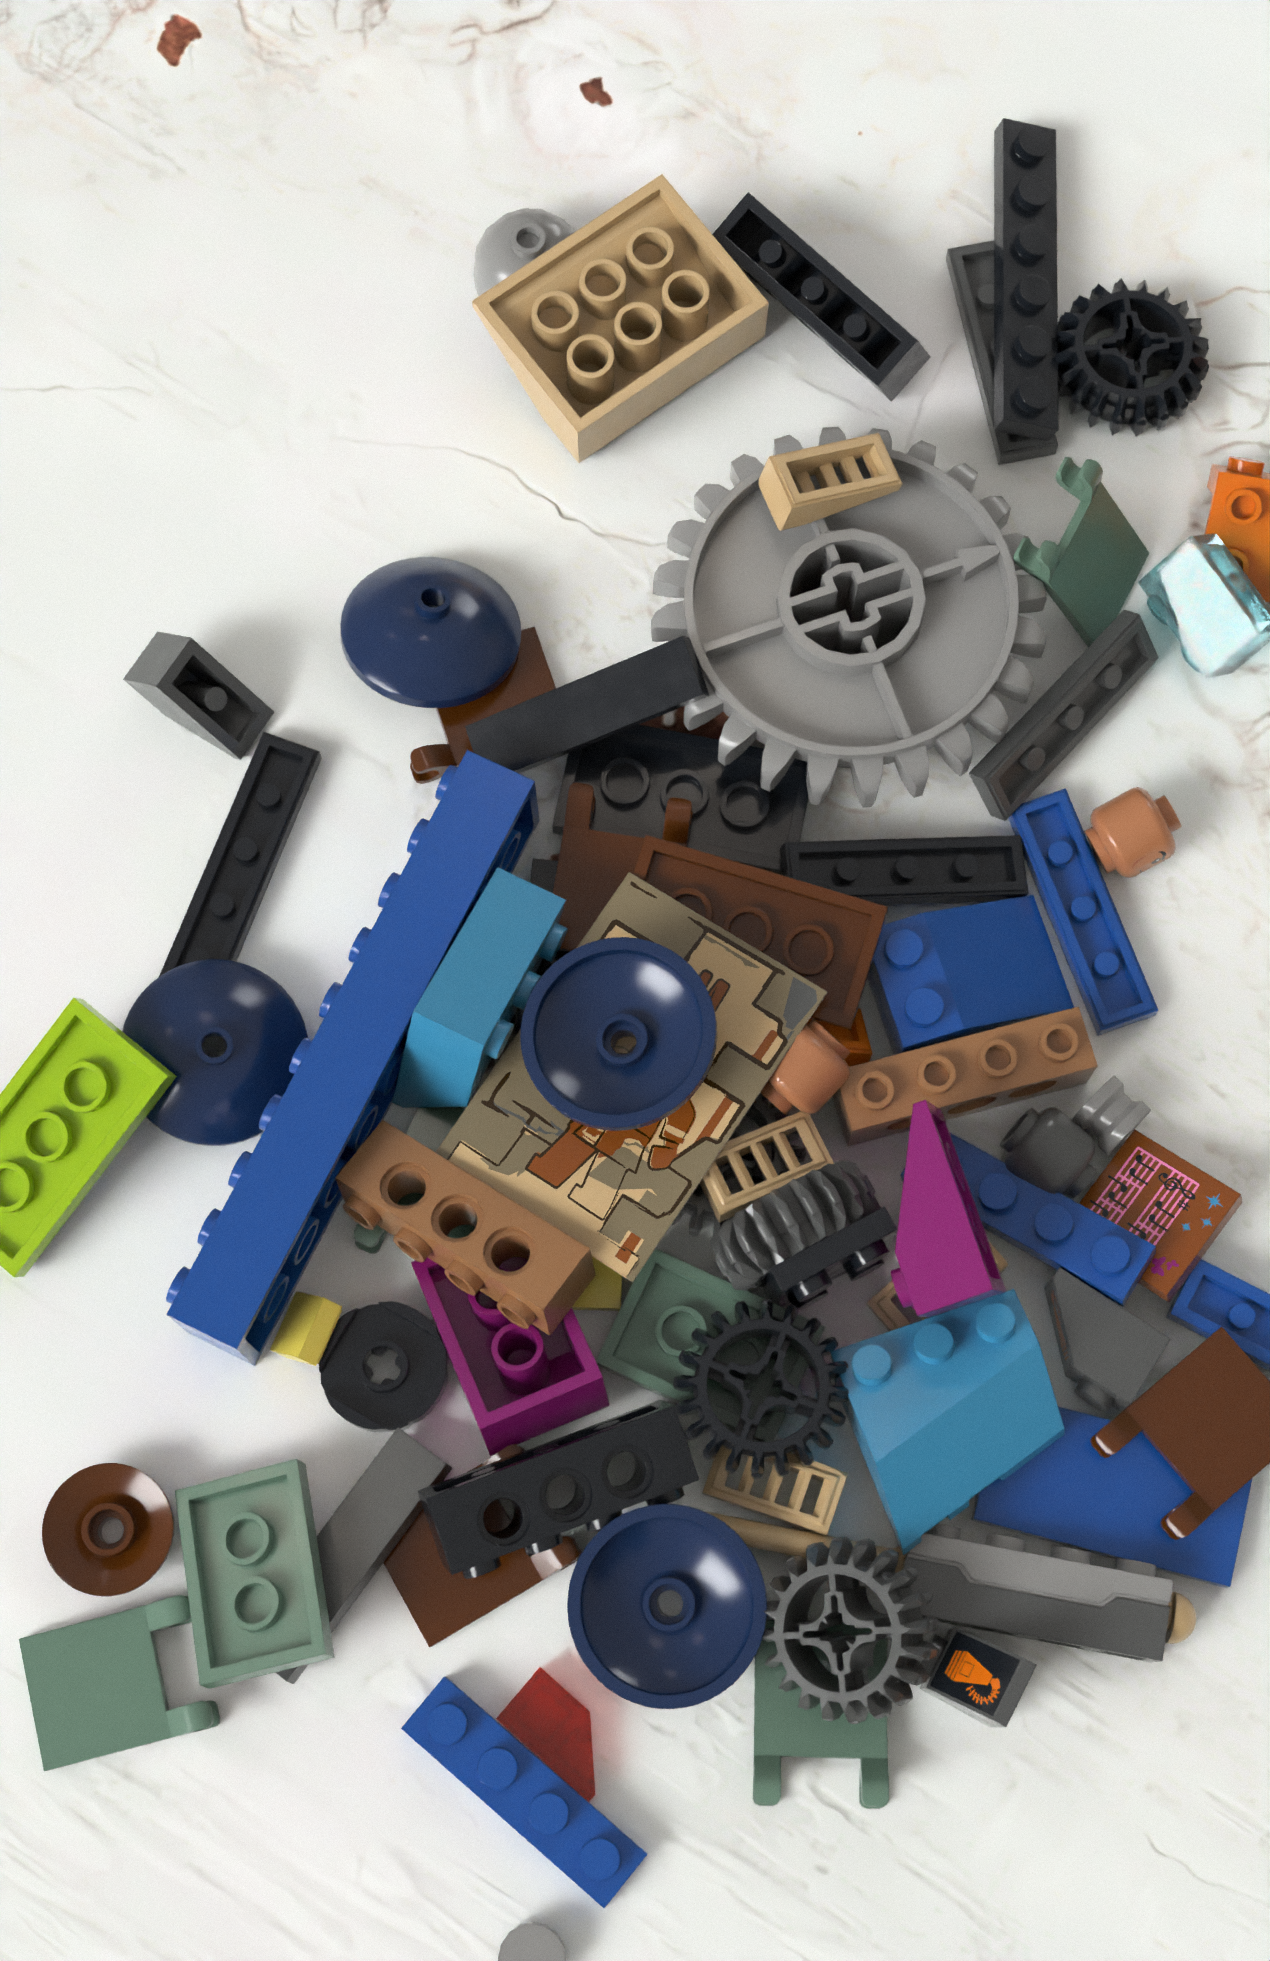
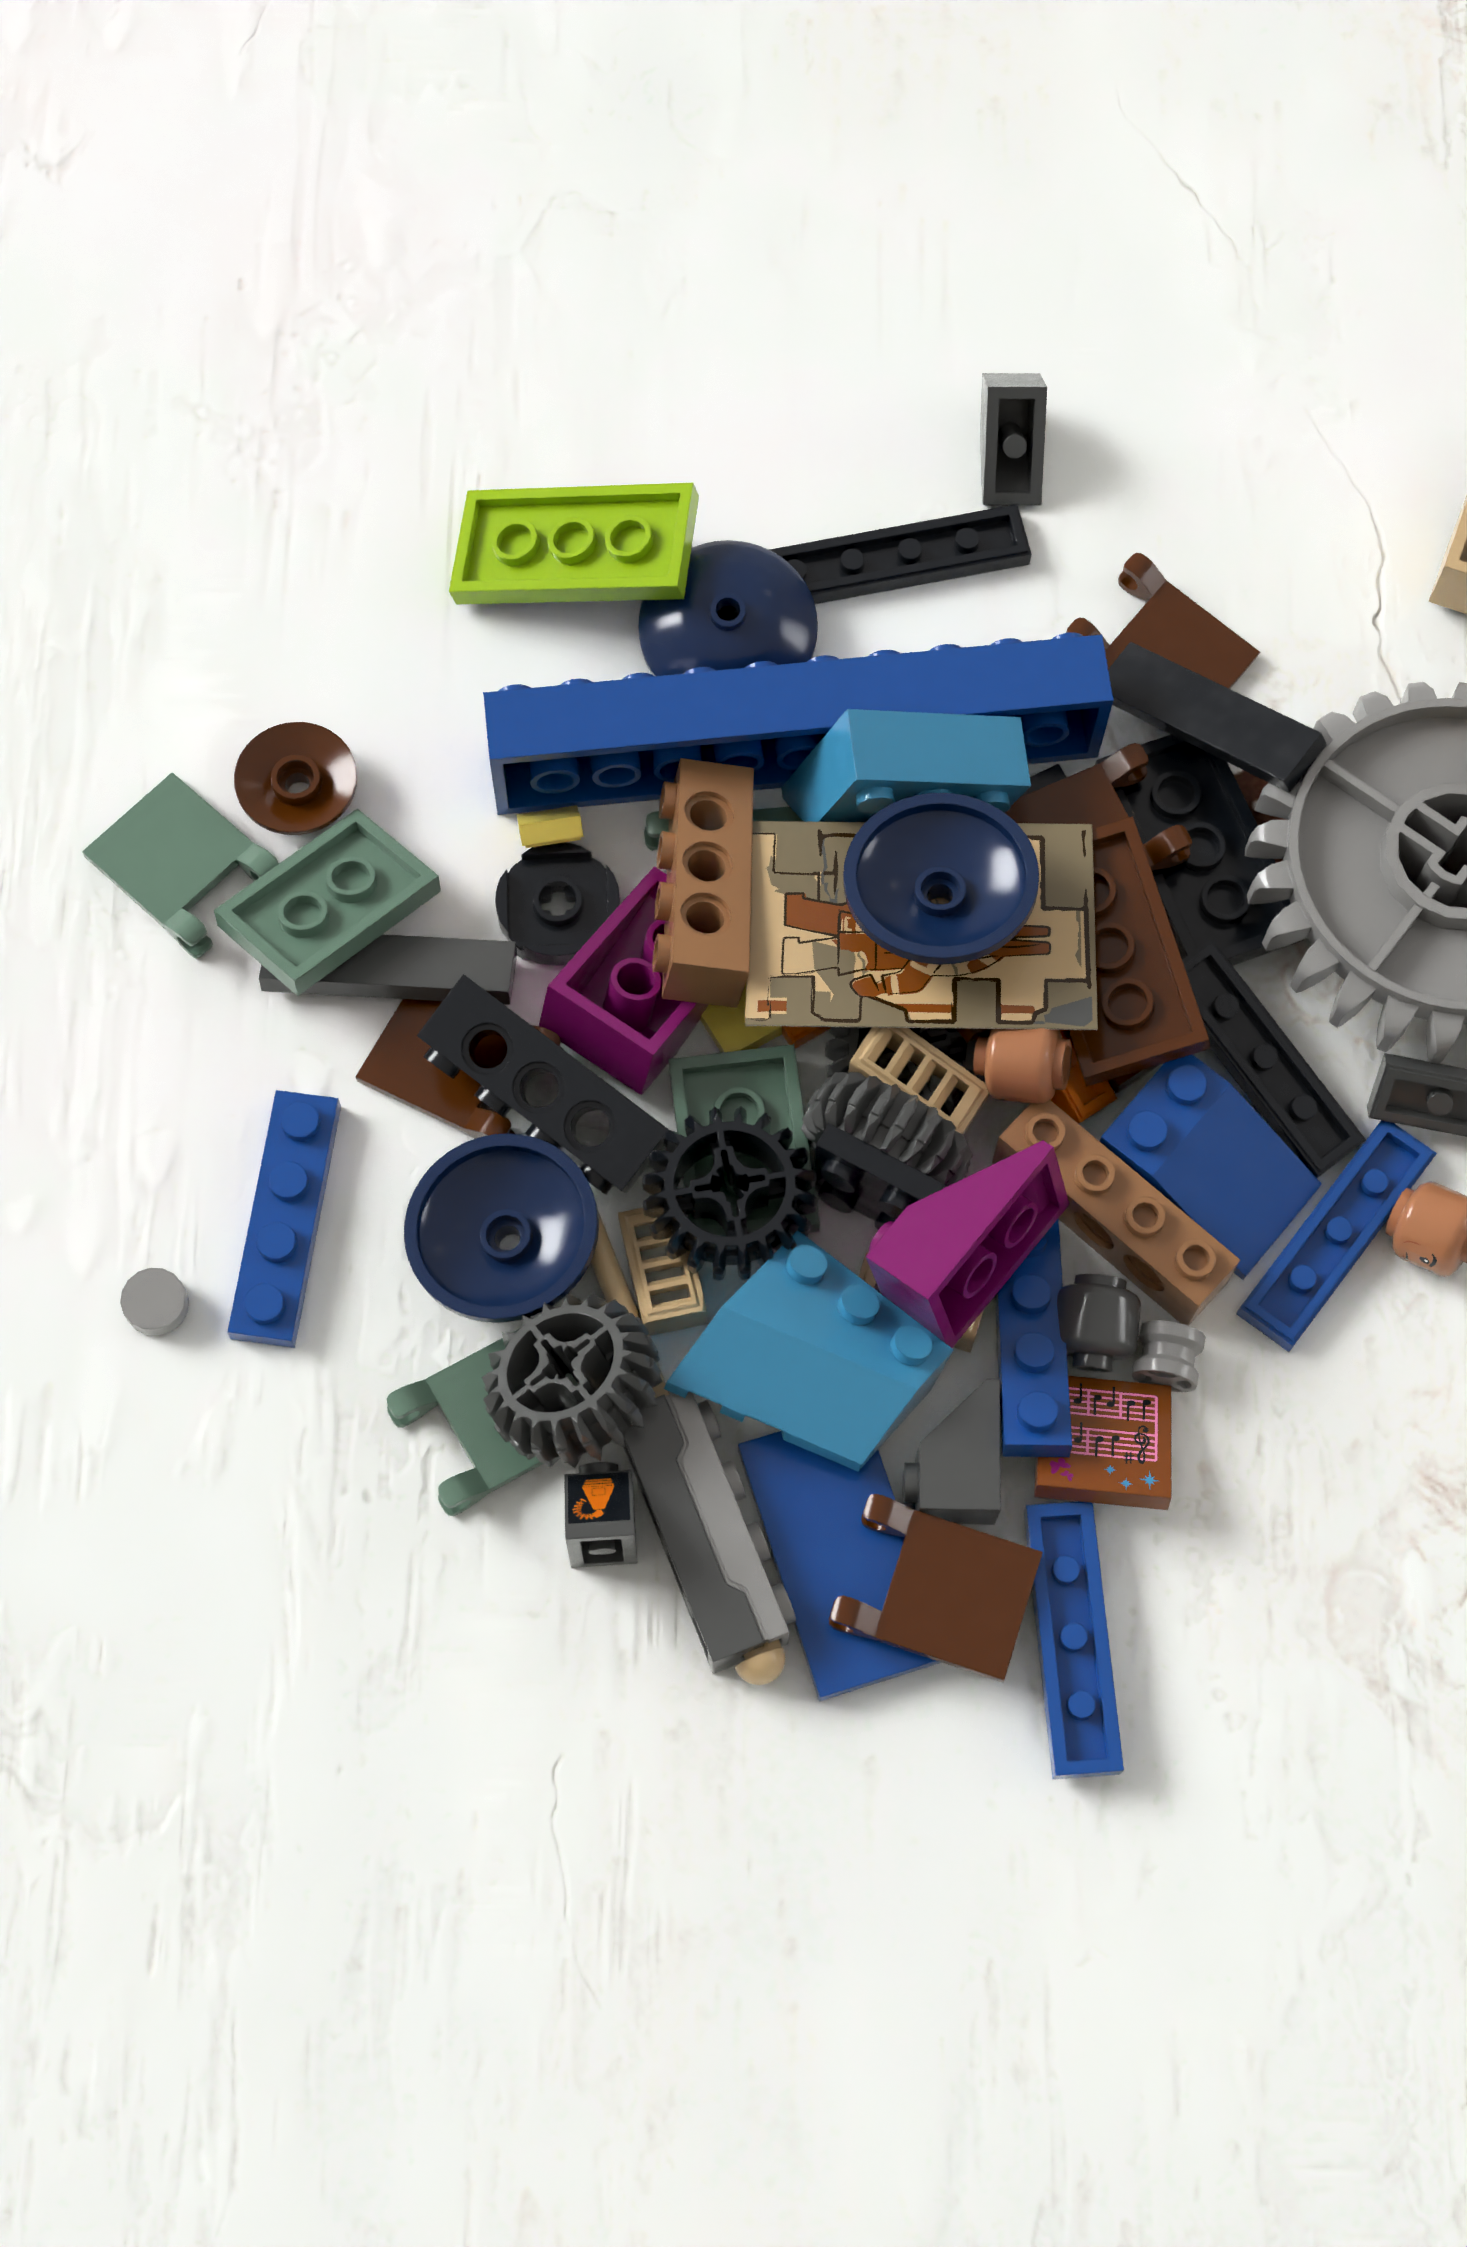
camera: 55 degrees right, 5 degrees down
(427, 652) = (1193, 573): dark blue dish -> none
(554, 1729) = (348, 1212): clear red tile -> none

